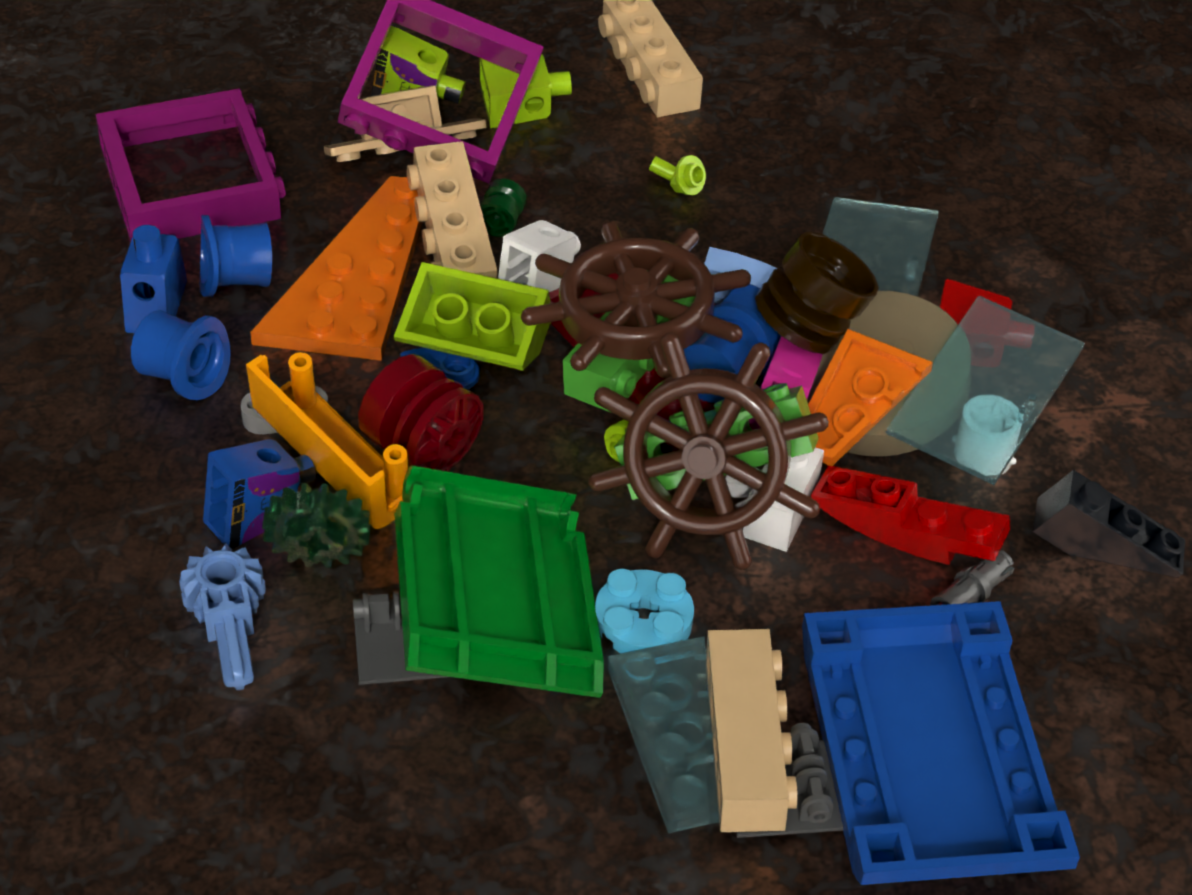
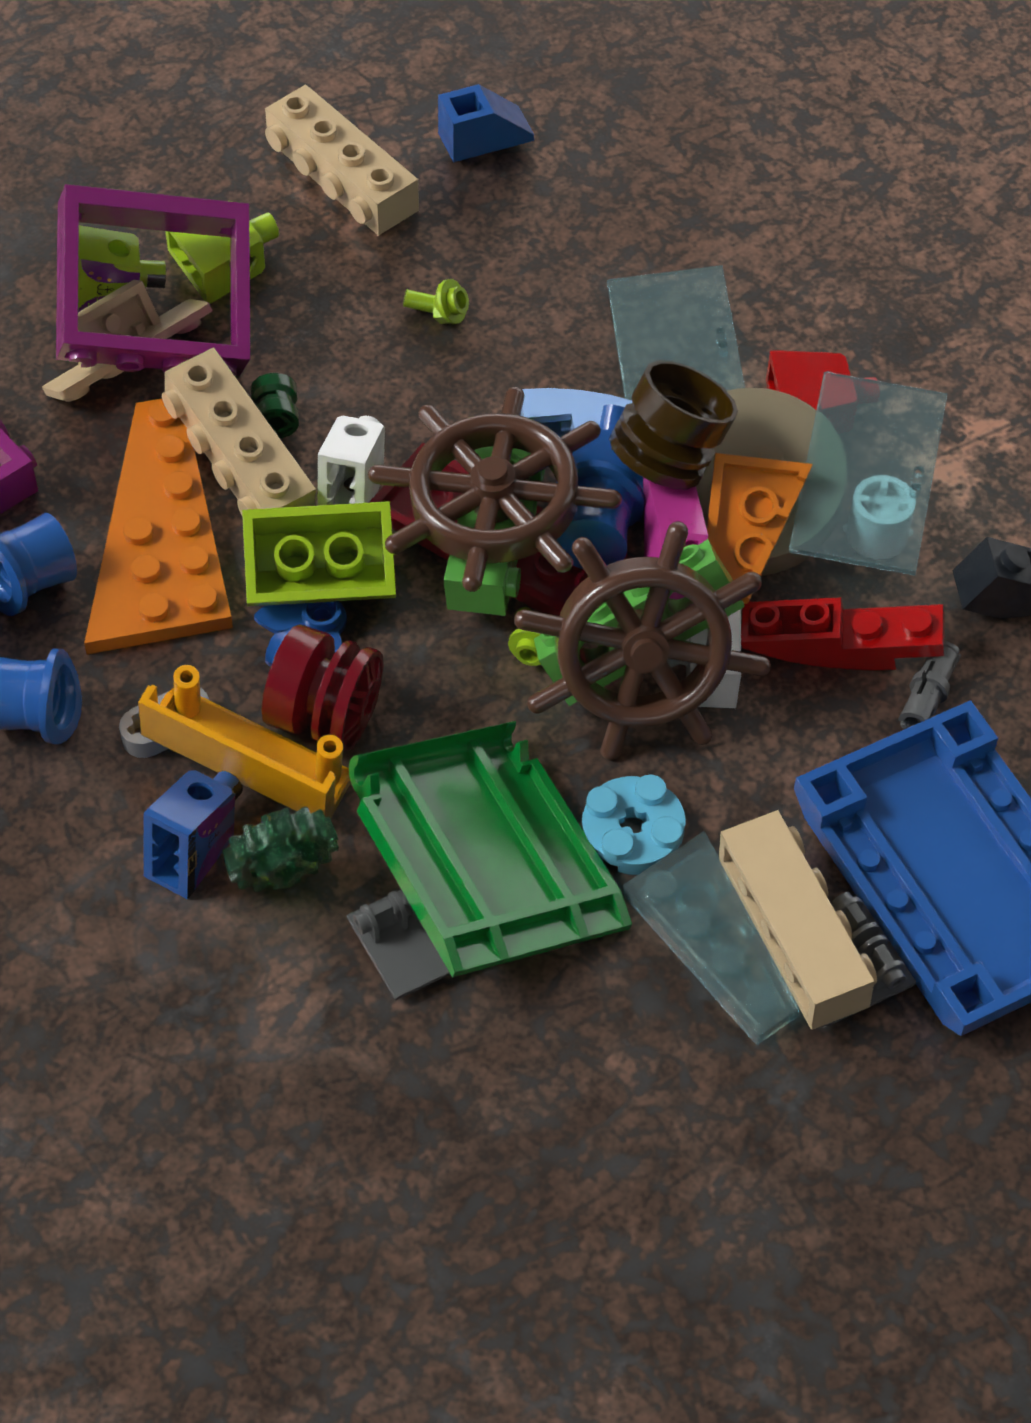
camera: 20 degrees left, 10 degrees up
(224, 594) = (227, 969): medium blue gear -> none
(779, 55) = (479, 122): none -> blue slope

